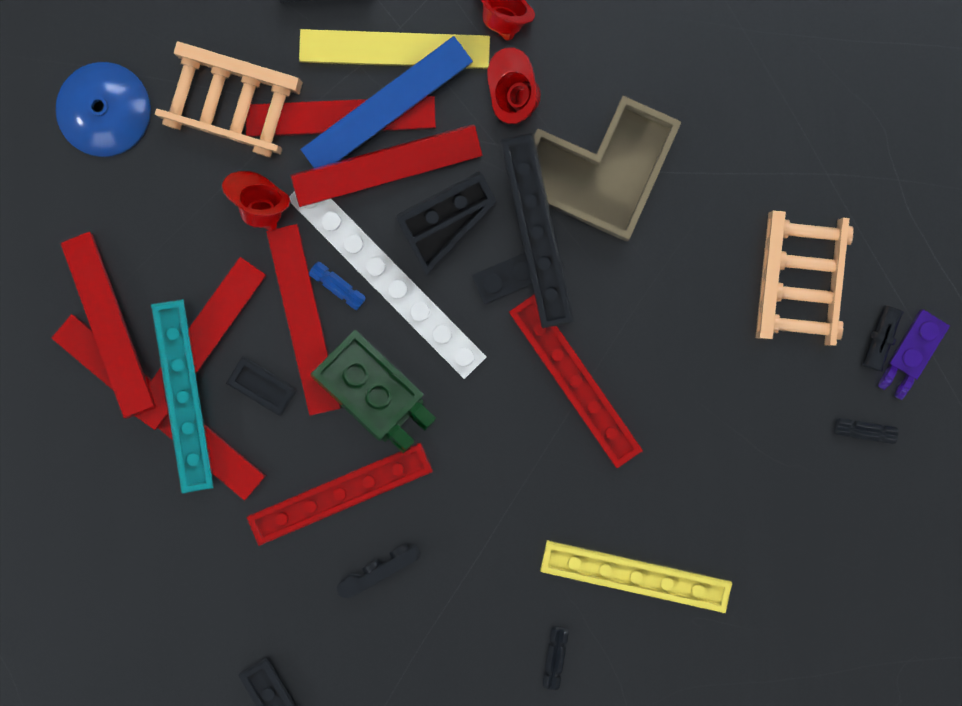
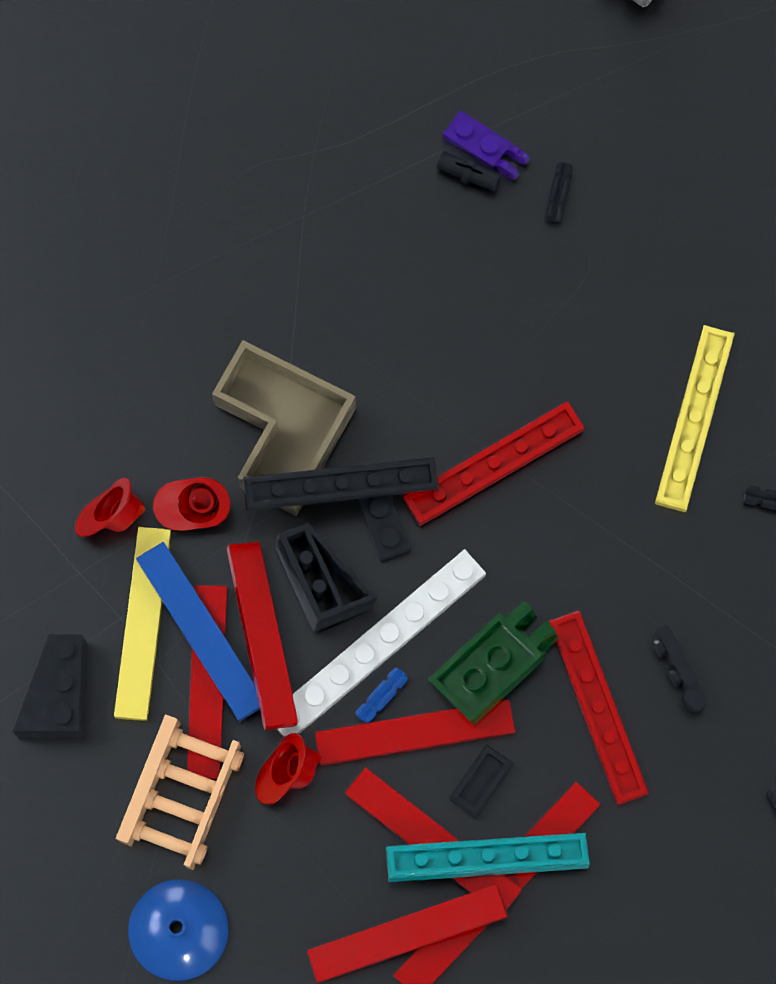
camera: 90 degrees left, 15 degrees down
(777, 260) = (415, 270): light nougat fence -> none

